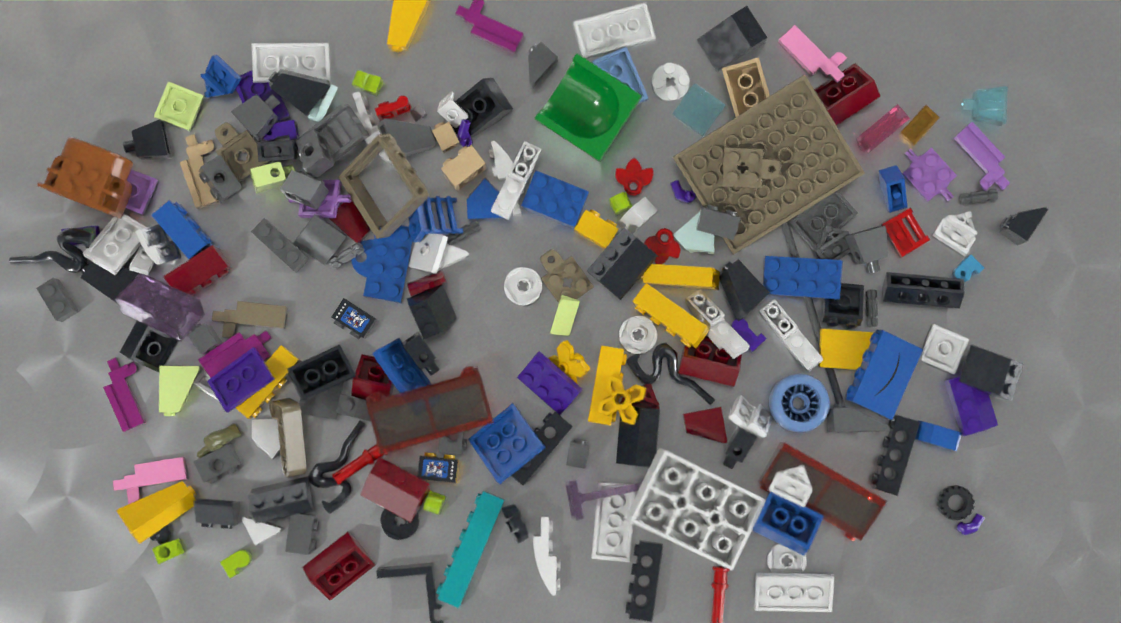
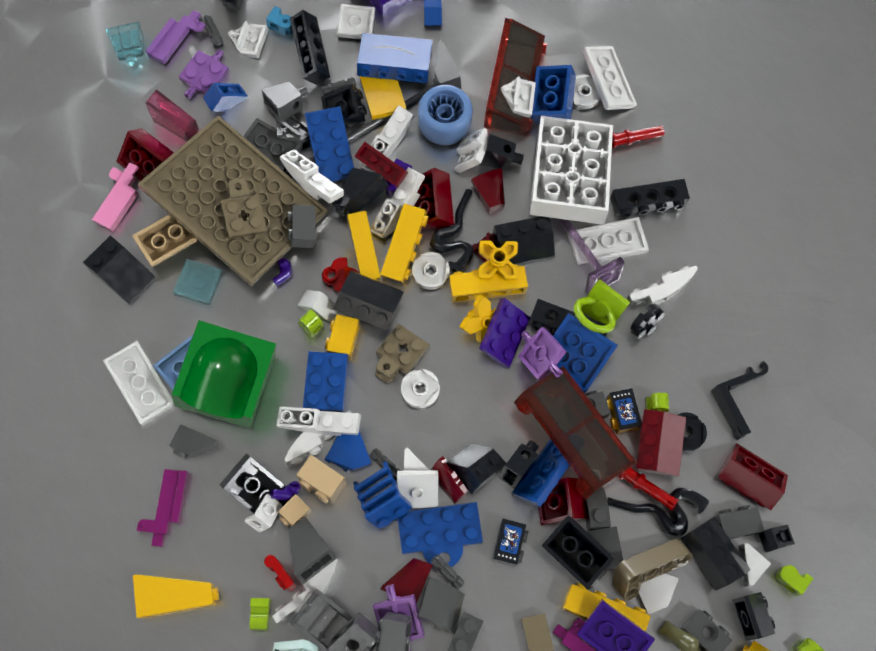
camera: 115 degrees left, 15 degrees down
(276, 564) = (776, 538): none -> black slope
(362, 197) = (388, 569): dark tan window -> none
(418, 112) = (277, 549): light grey piece -> none
(471, 548) = (685, 357): teal brick -> none
(514, 408) = (542, 353): none -> medium lavender plate
(544, 487) = (601, 305): none -> lime tile
(565, 316) = (436, 340): yellowish green slope -> none
(578, 454) = (560, 287): dark grey slope -> none
(634, 174) = (278, 320): red plate -> none
(680, 78) = (182, 324): white plate -> none
(695, 240) = (323, 250): light aqua slope -> none
(760, 319) = (381, 164): none -> dark red plate
(771, 245) = (309, 178): none -> white slope
(901, 236) = (269, 77): red plate -> none
(909, 428) = (468, 27): black brick -> none
(919, 125) = (151, 85): pearl gold tile -> none

